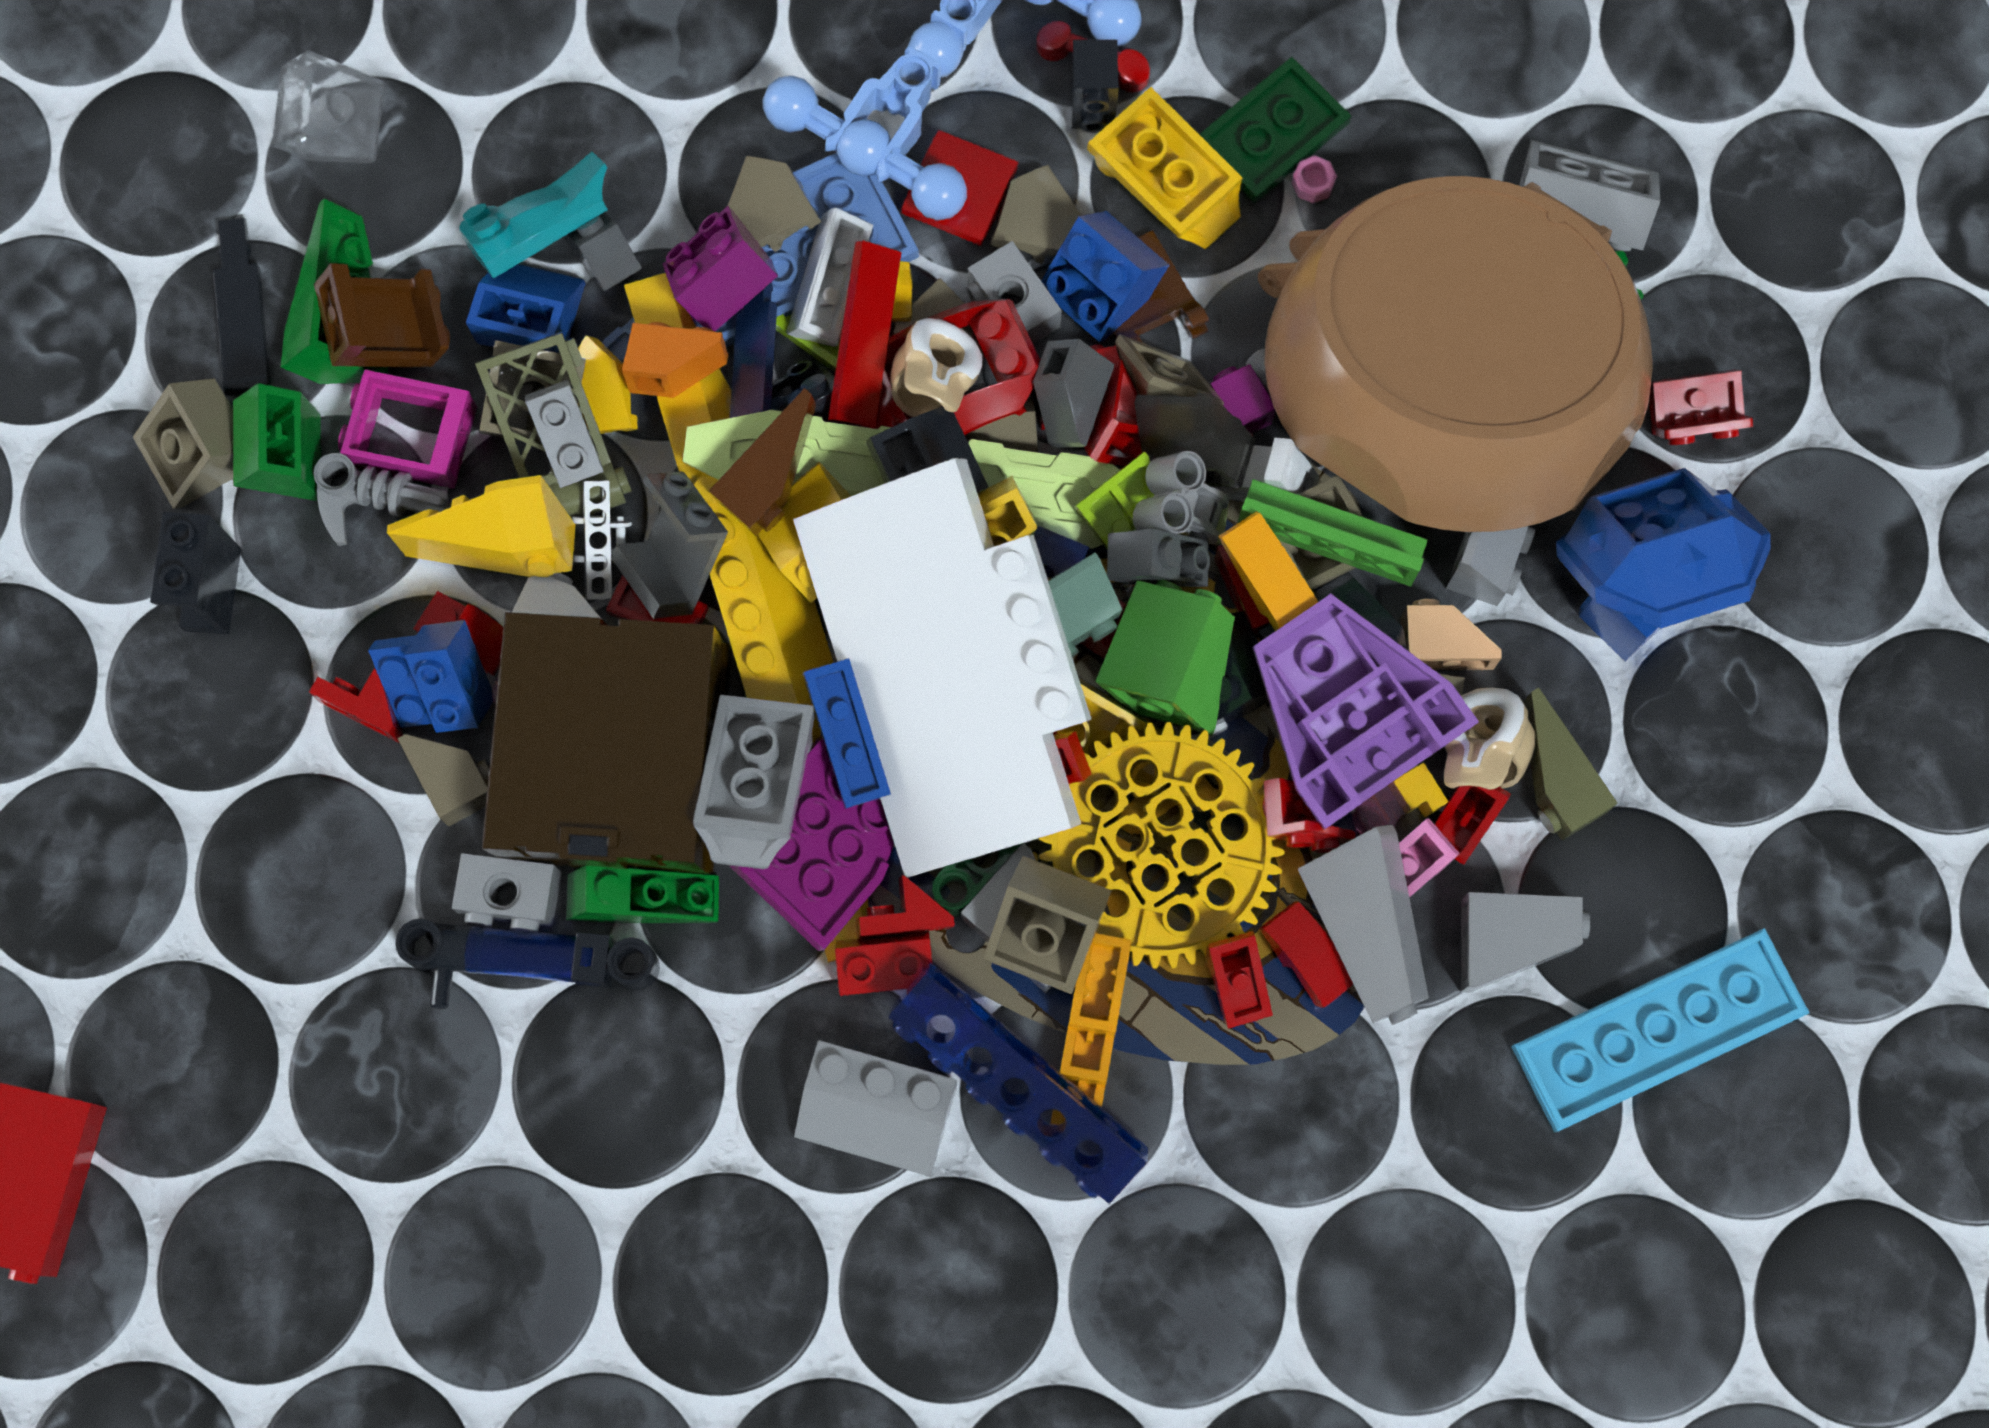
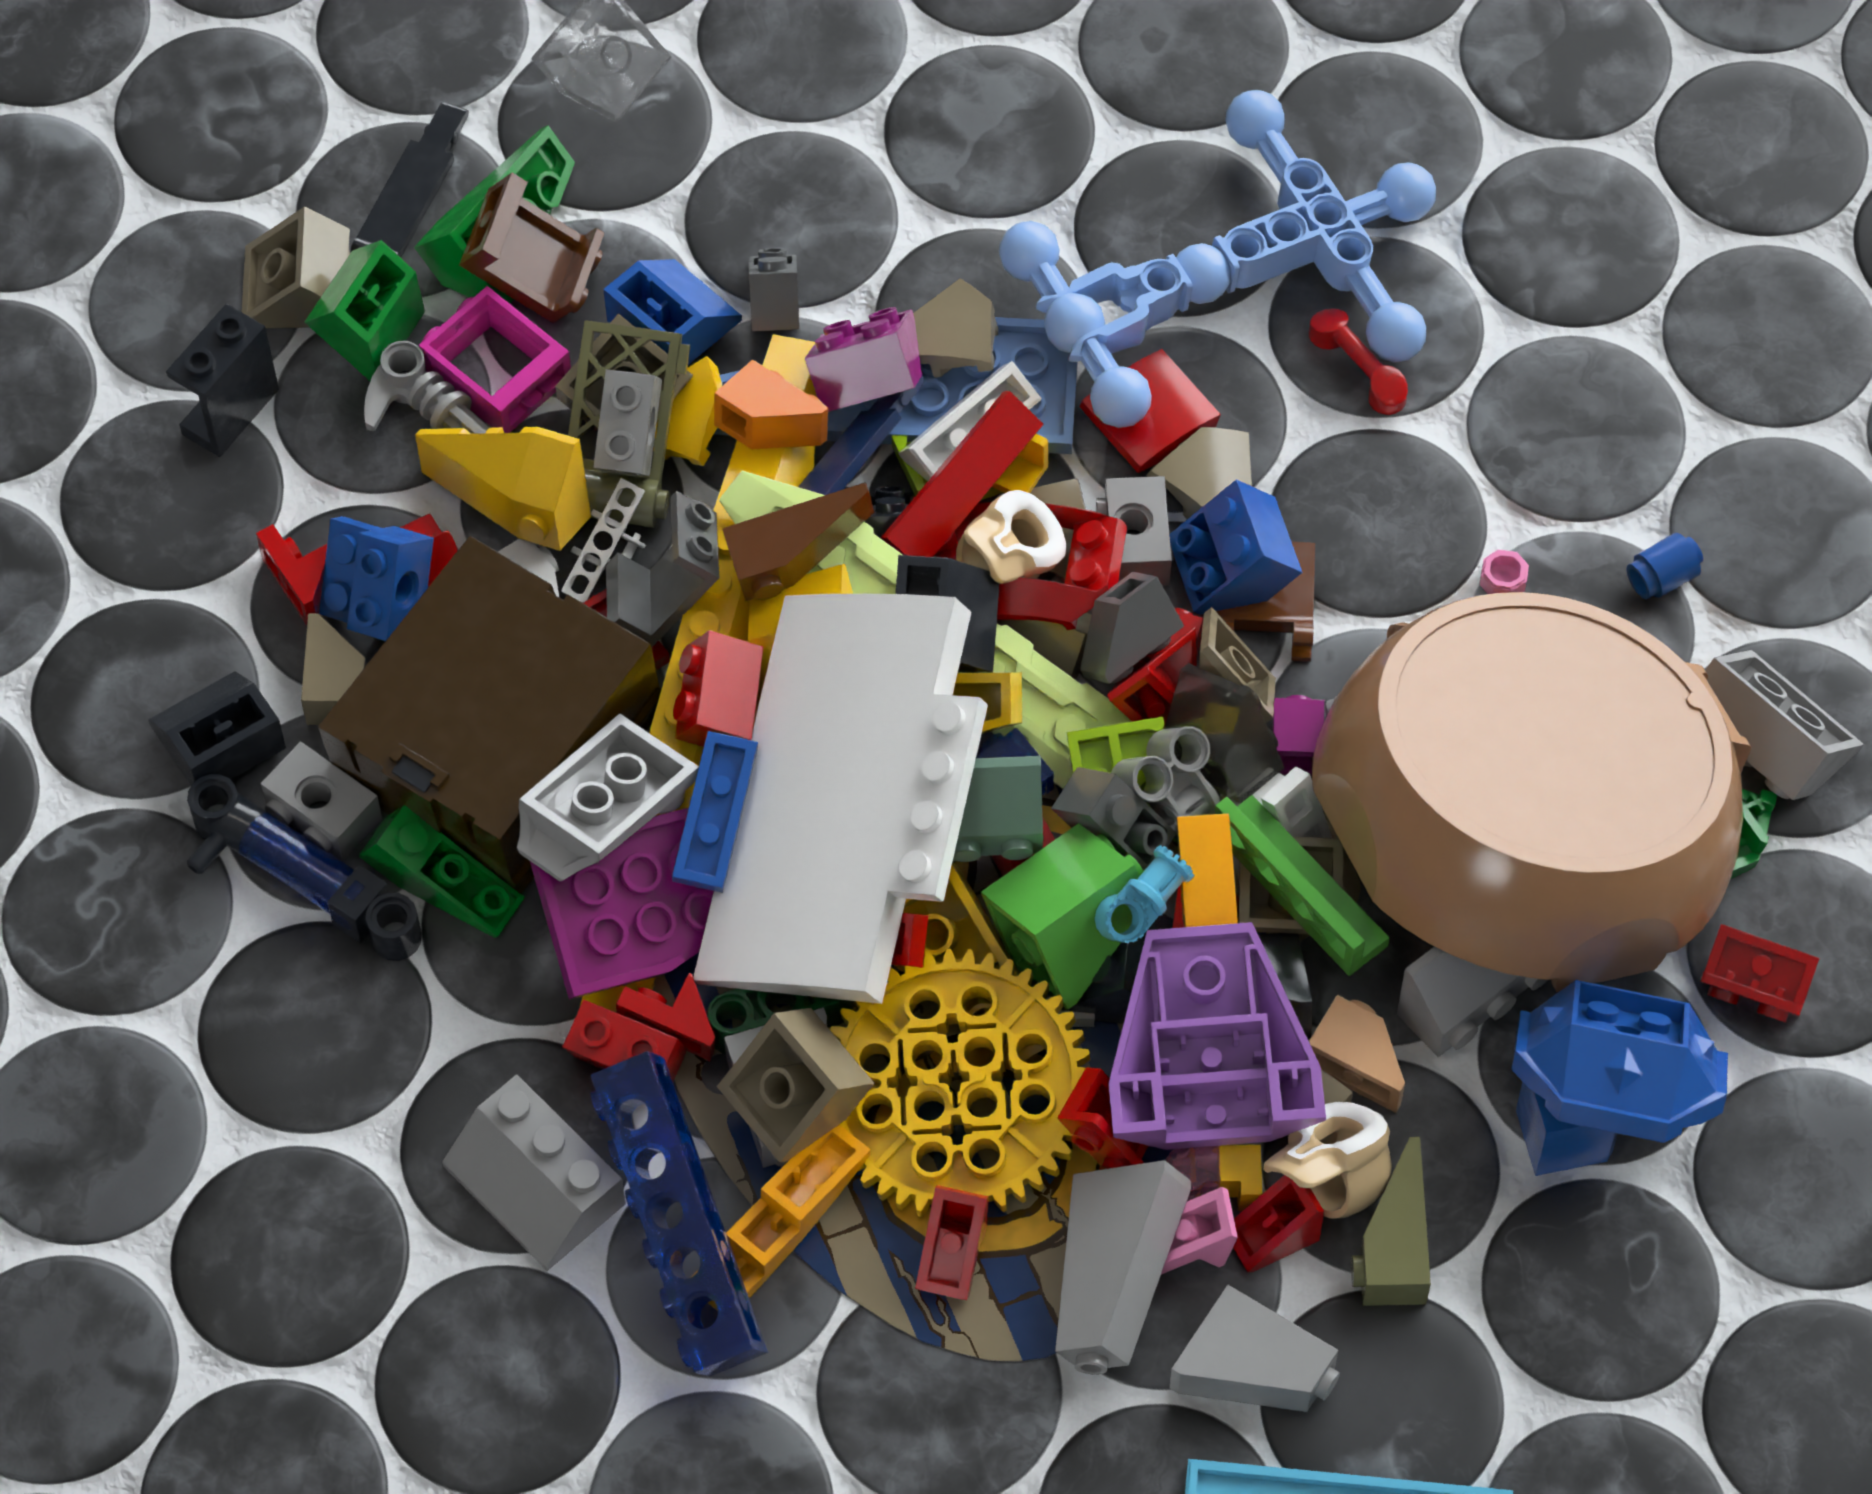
camera: 30 degrees right, 15 degrees down
(382, 876) = (220, 729): none -> black slope
(533, 221) = (715, 235): teal slope -> none
(784, 628) = (717, 688): none -> brick
(1094, 84) = (1334, 378): black brick -> none
(1169, 169) = (1363, 494): yellow slope -> none
(1238, 622) = (1144, 896): none -> medium azure connector
(1276, 128) = (1492, 508): dark green plate -> none
(1309, 952) = (1037, 1260): red slope -> none
(1431, 106) = (1665, 566): none -> blue brick

